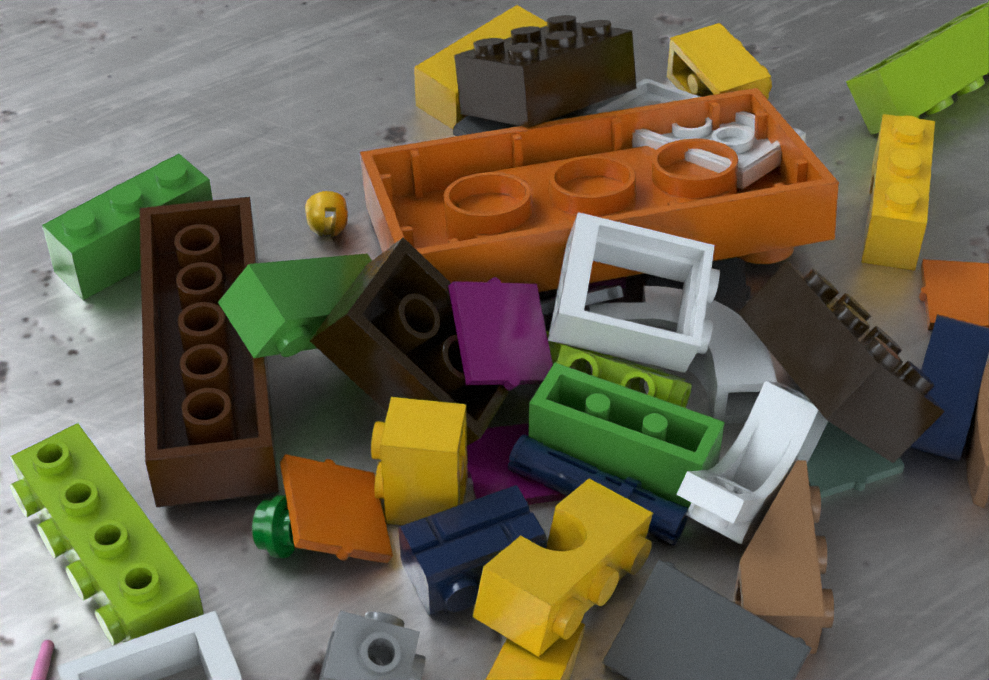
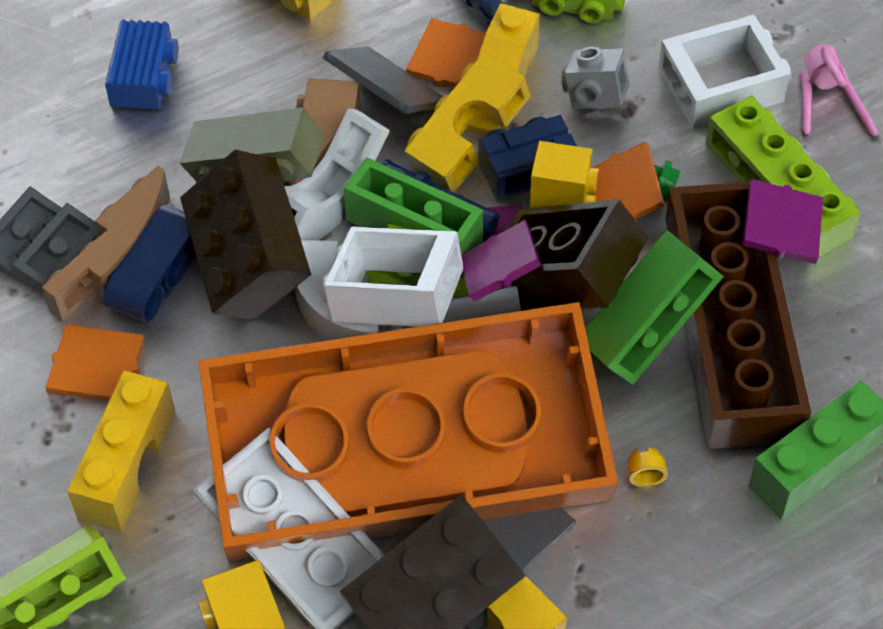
camera: 175 degrees left, 10 degrees up
(123, 405) = (783, 221): none -> magenta piece
(872, 491) = (282, 134): none -> olive brick

